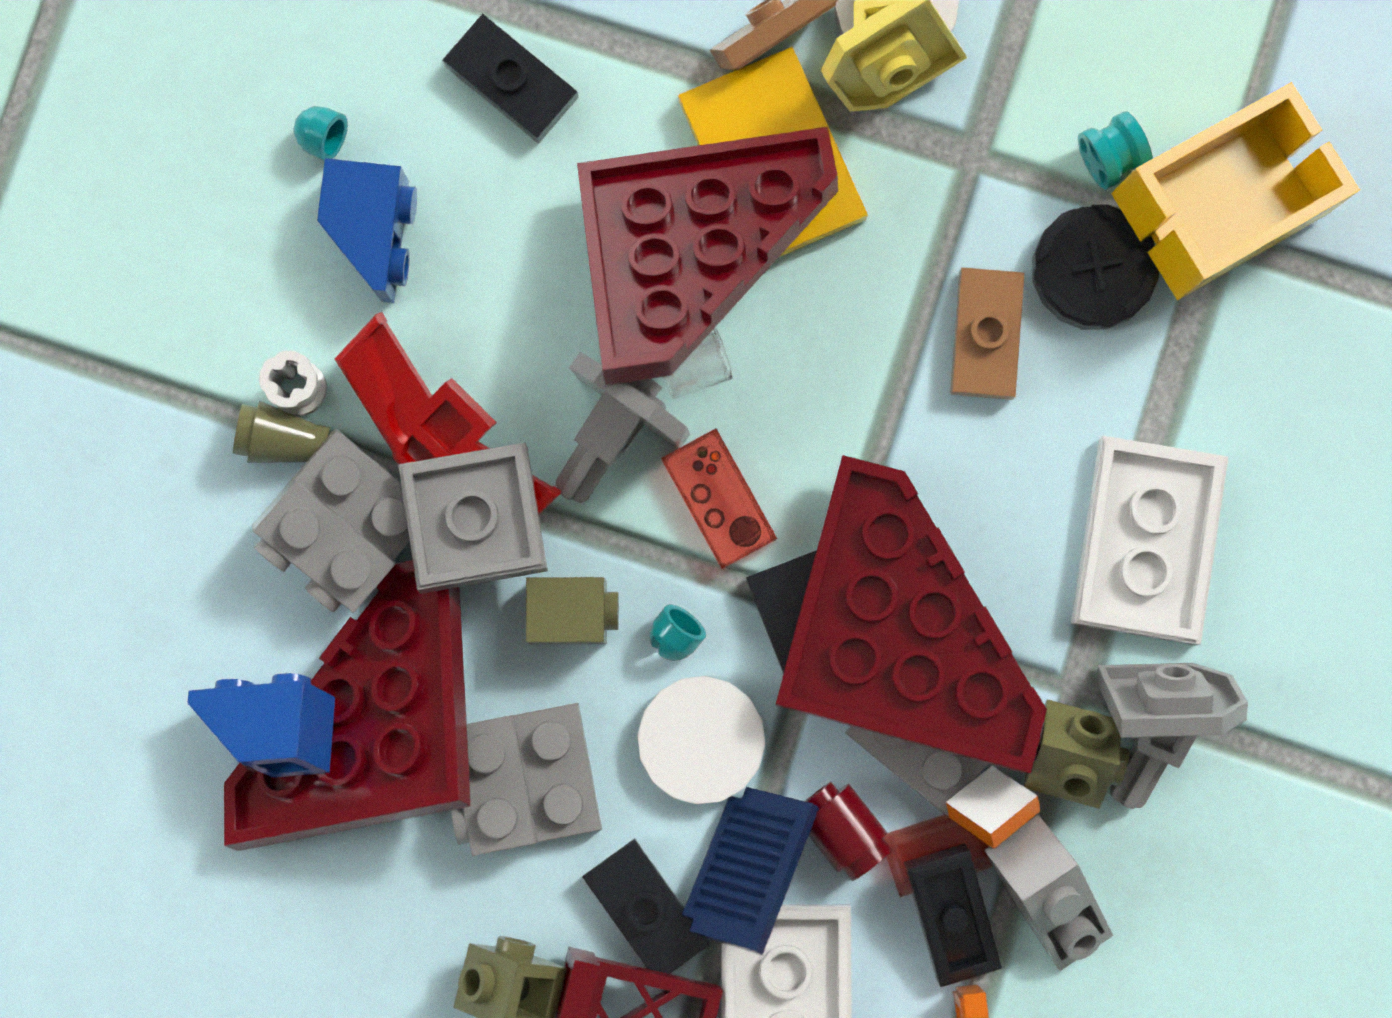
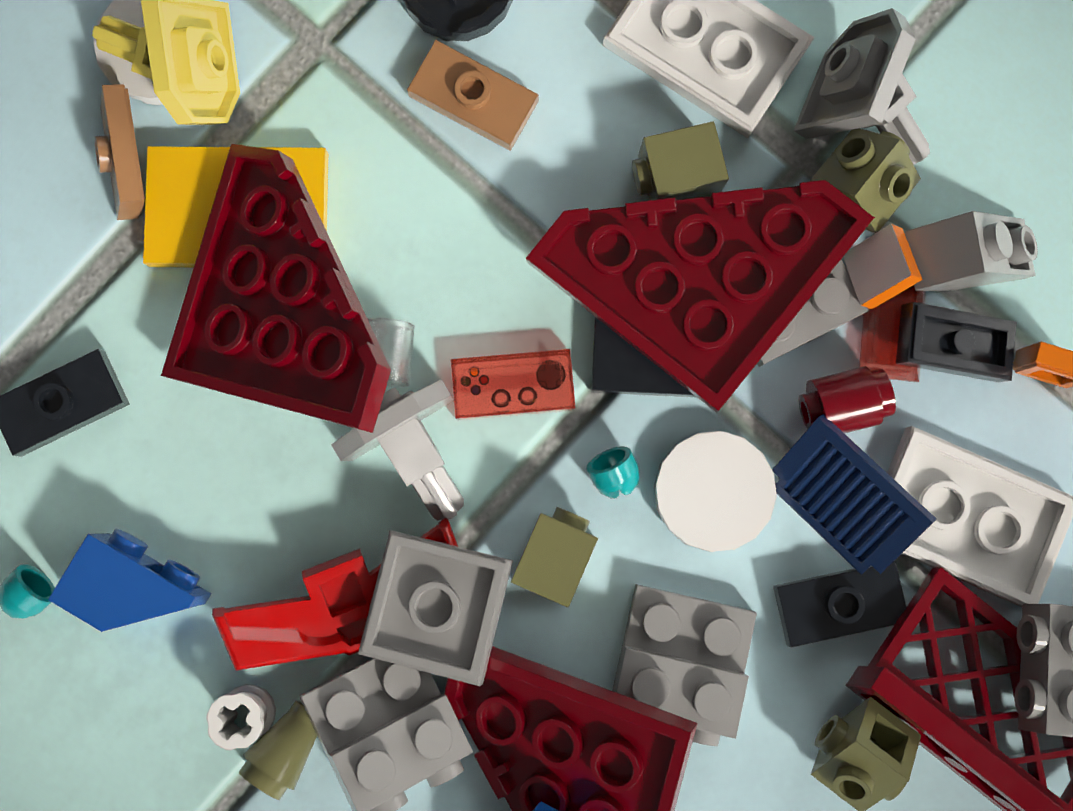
camera: 70 degrees left, 0 degrees up
(1005, 566) = (681, 164): none -> olive brick

